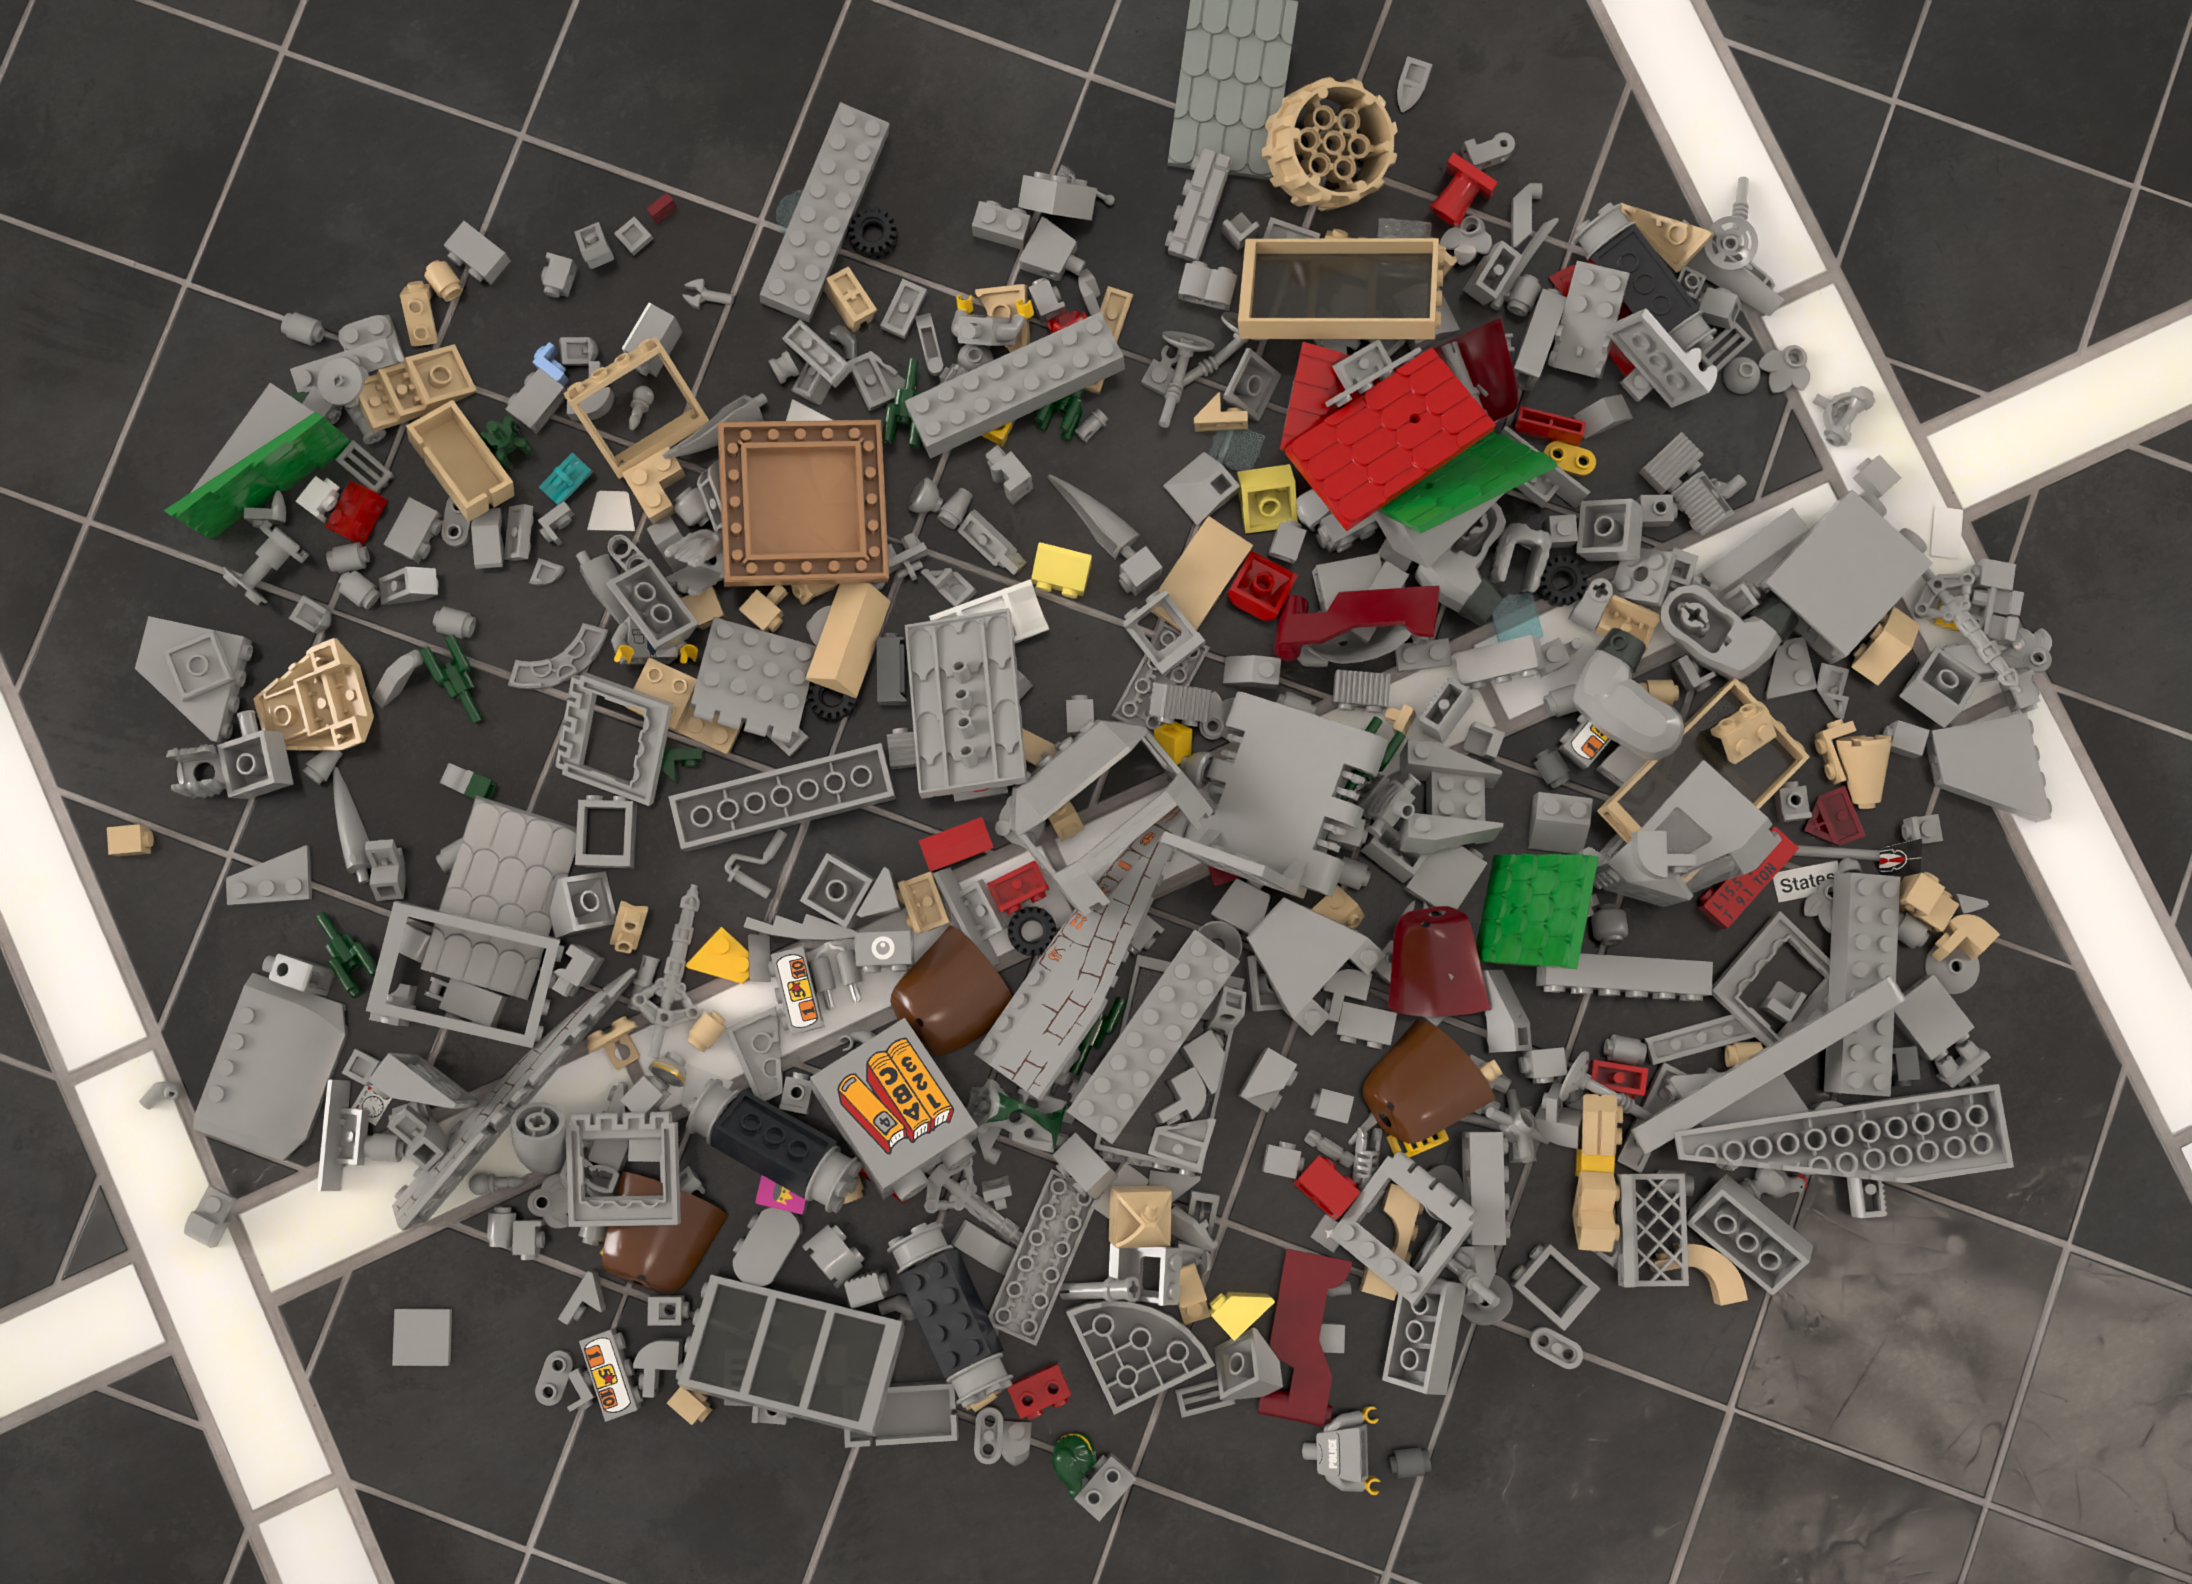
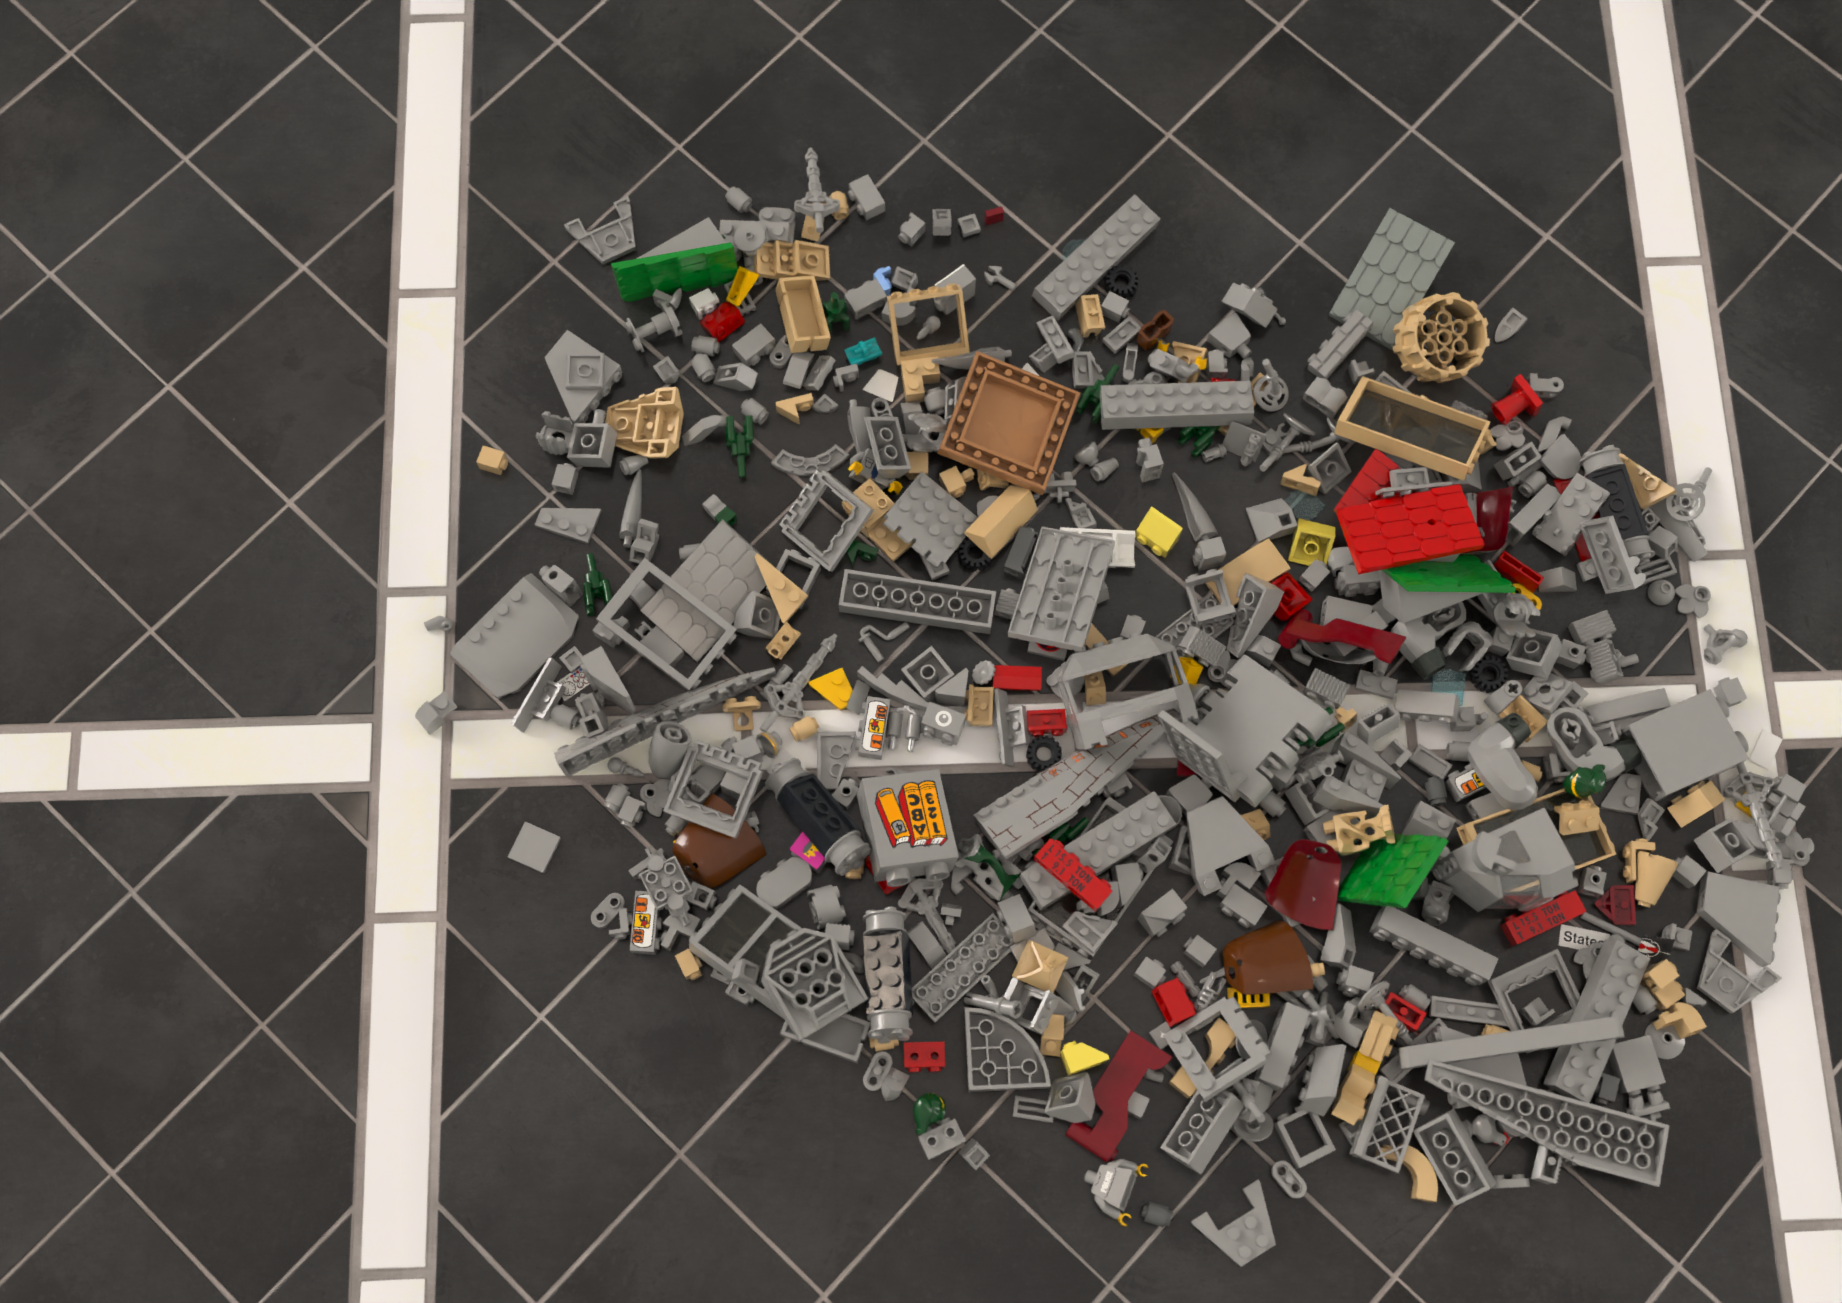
camera: 25 degrees right, 10 degrees down
(151, 459) = (608, 240): none -> light grey wing
(239, 824) = (565, 478): none -> light grey brick
(360, 450) = (741, 285): none -> yellow slope
(405, 283) = (815, 195): none -> light grey bar
(500, 596) = (789, 407): none -> tan slope
(579, 971) = (738, 656): light grey hips -> none
(601, 862) = (784, 592): none -> tan wing
(615, 1320) = (667, 885): none -> light grey piece
(767, 1394) = (745, 972): none -> light grey slope
(783, 367) = (1030, 339): light grey wheel -> none
(812, 1358) = (800, 950): none -> light grey hinge
(878, 273) = (1115, 307): none -> light grey brick
(909, 855) = (983, 672): none -> light grey piece
(942, 289) = (1155, 330): none -> reddish brown brick
(952, 993) = (976, 770): reddish brown piece -> none
(990, 543) = (1118, 498): light grey hinge -> none
(1001, 224) = (1206, 308): light grey brick -> none
(1087, 1266) = (989, 986): none -> light grey arm
(1125, 396) = (1244, 442): none -> light grey hinge
(1132, 307) = (1272, 390): none -> light grey dish
(1135, 1089) = (1073, 874): none -> red brick
(1152, 1485) = (974, 1153): none -> light grey slope
(1229, 620) = (1256, 605): none -> light grey wedge
(1462, 877) = (1347, 832): none -> tan hips
(1530, 1438) = (1246, 1235): none -> light grey wing
(1531, 731) = (1430, 762): none -> light grey tile
(1548, 245) = (1561, 459): none -> light grey tile
(1549, 1208) = (1322, 1078): none -> light grey slope
(1571, 484) = (1522, 608): none -> light grey piece
(1611, 923) = (1437, 898): none -> light grey brick
(1739, 681) = (1585, 781): none -> dark green hair
(1835, 1230) = (1516, 1182): none -> light grey plate
(2005, 864) = (1726, 983): none -> light grey wing

